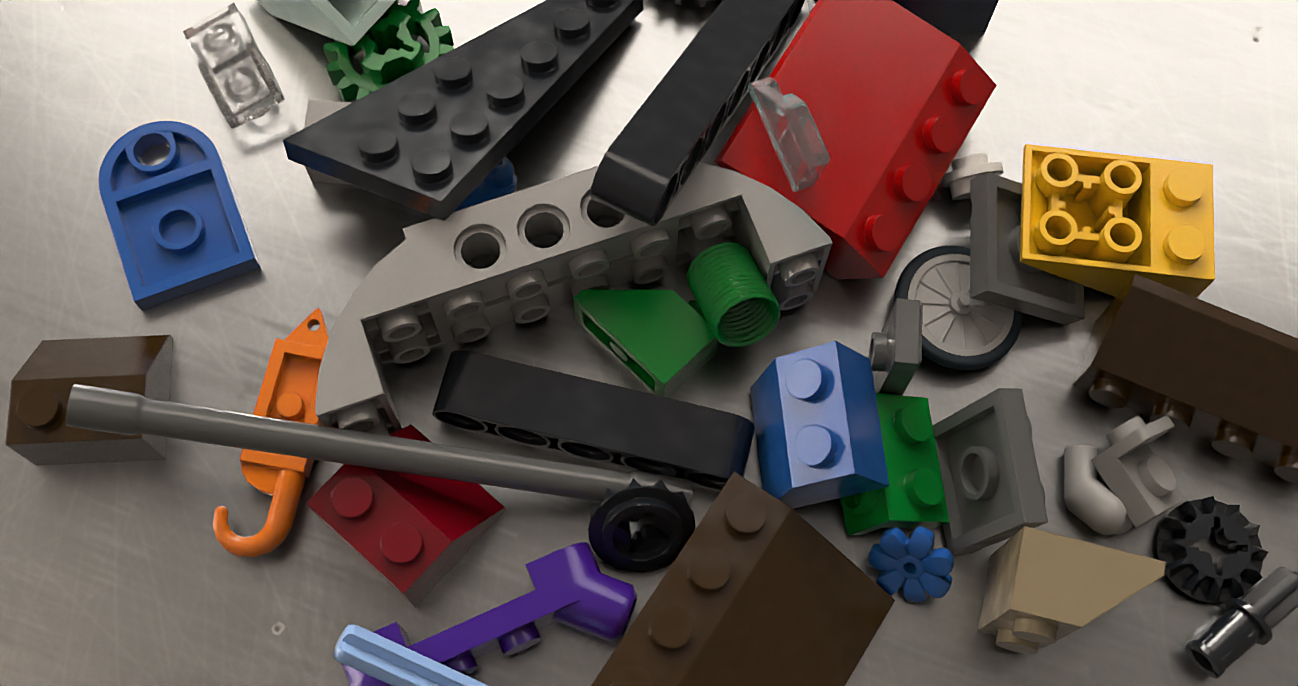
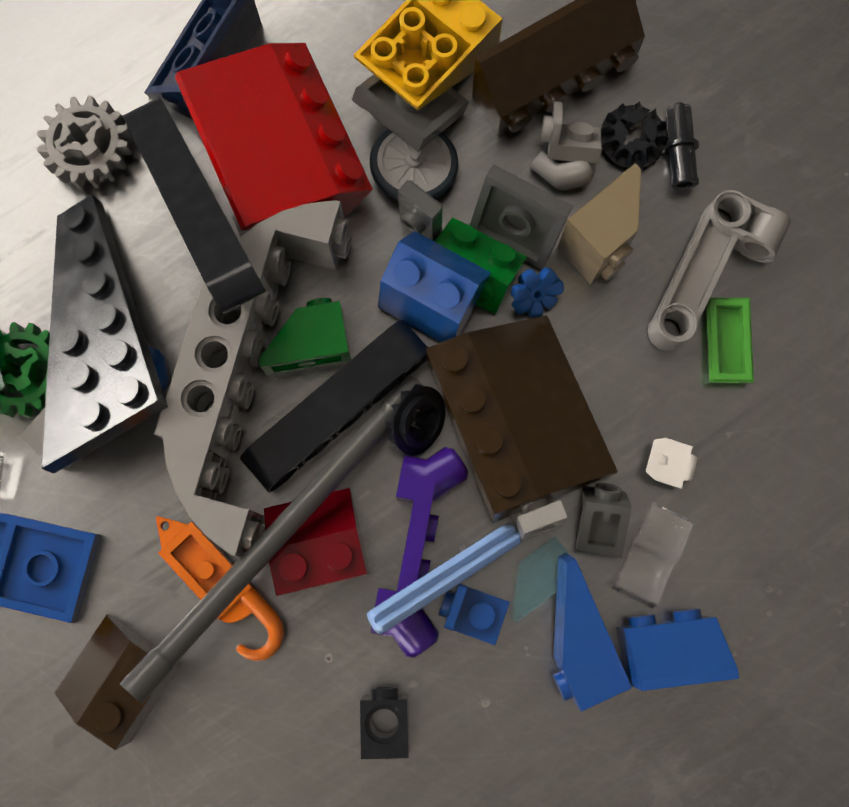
camera: 50 degrees left, 10 degrees up
(733, 294) = (324, 277): green piece -> none
(791, 133) = (259, 175): clear light blue tile -> none
(966, 169) = (343, 97): white plate -> none

